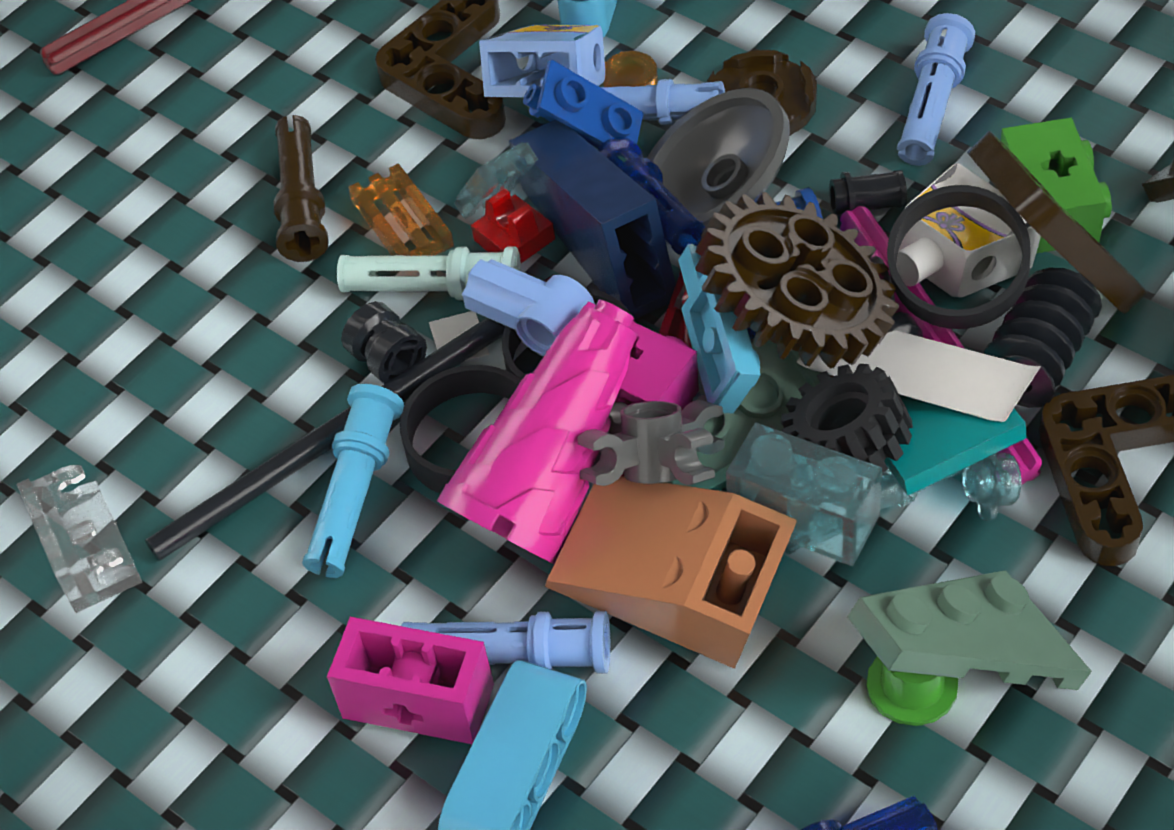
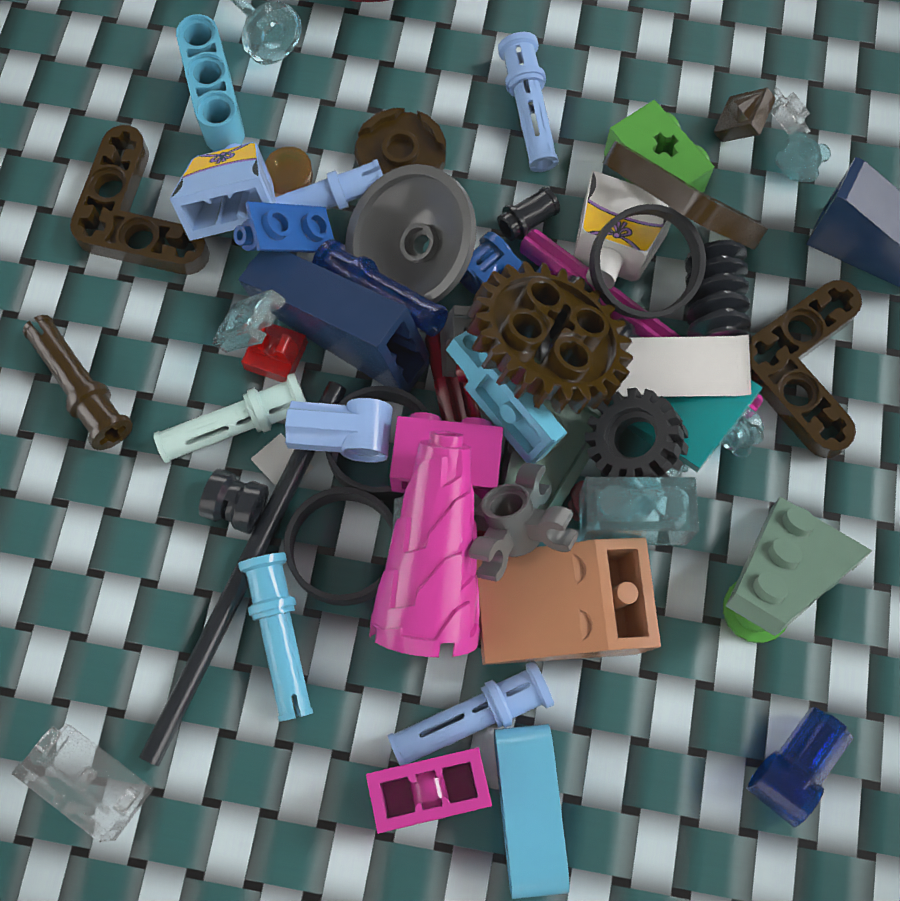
camera: 35 degrees left, 20 degrees up
(383, 189) = (143, 352): clear orange tile -> none

